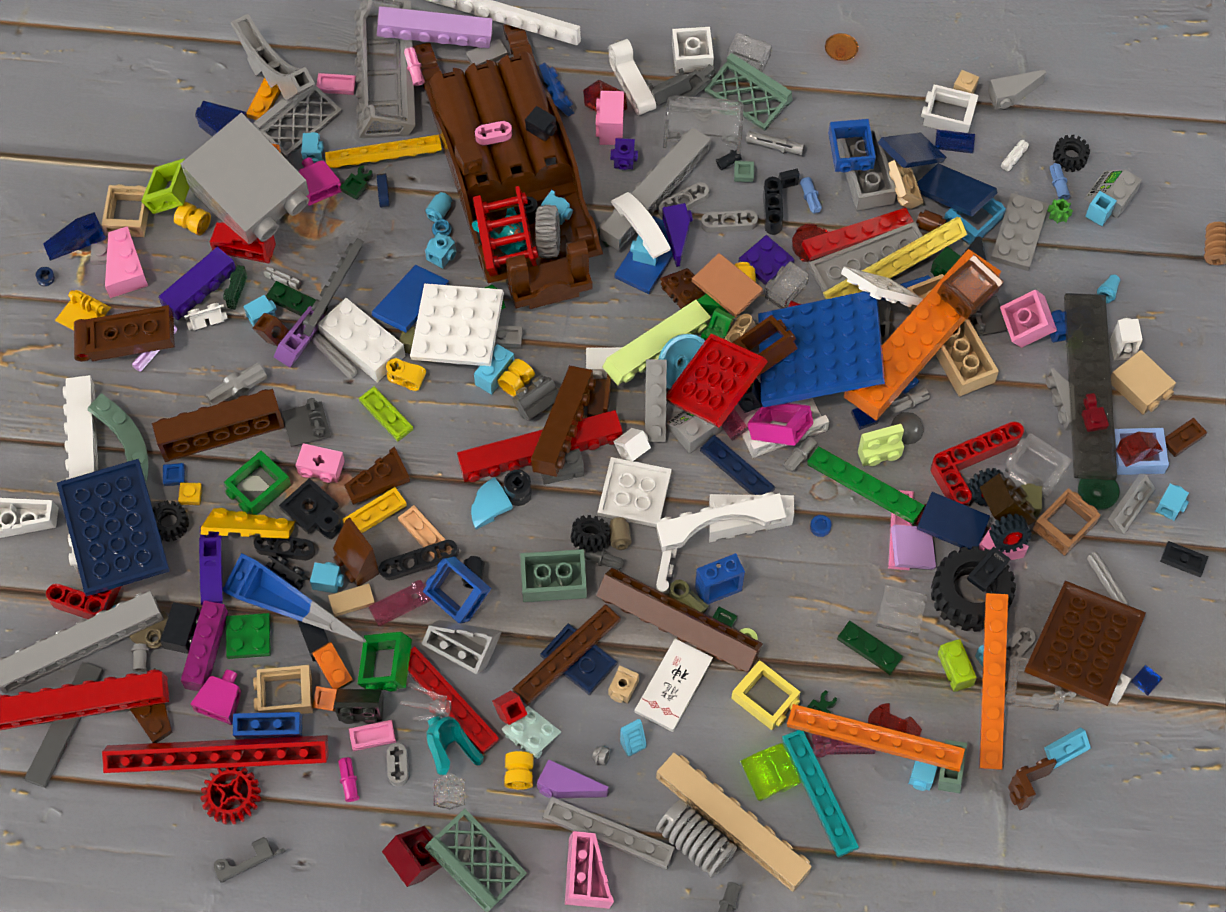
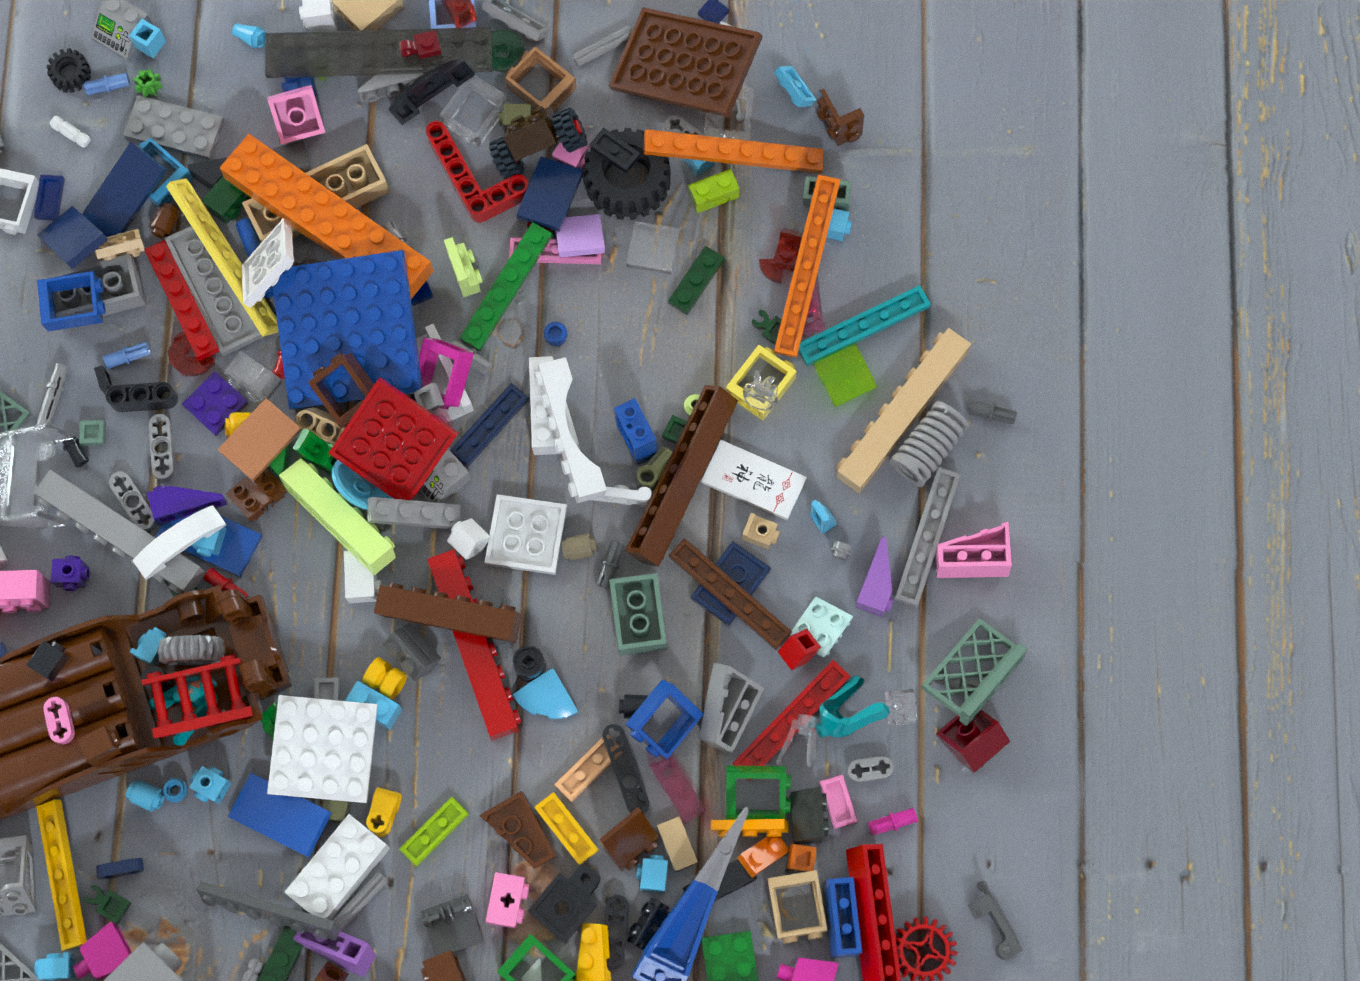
camera: 90 degrees left, 10 degrees up
(354, 656) = (751, 827): none -> light orange plate
(518, 774) = (869, 634): yellow wheel -> none
(590, 525) = (594, 583): black tyre -> none
(600, 397) = (407, 576): reddish brown panel -> none
(606, 265) = (215, 578): none -> red axle
(749, 687) = (761, 393): none -> clear piece
(754, 409) = (429, 397): none -> light grey plate
(912, 427) = (431, 244): dark grey hair -> none
(970, 287) = (276, 162): reddish brown window -> none
(1056, 422) = (428, 86): none -> black slope

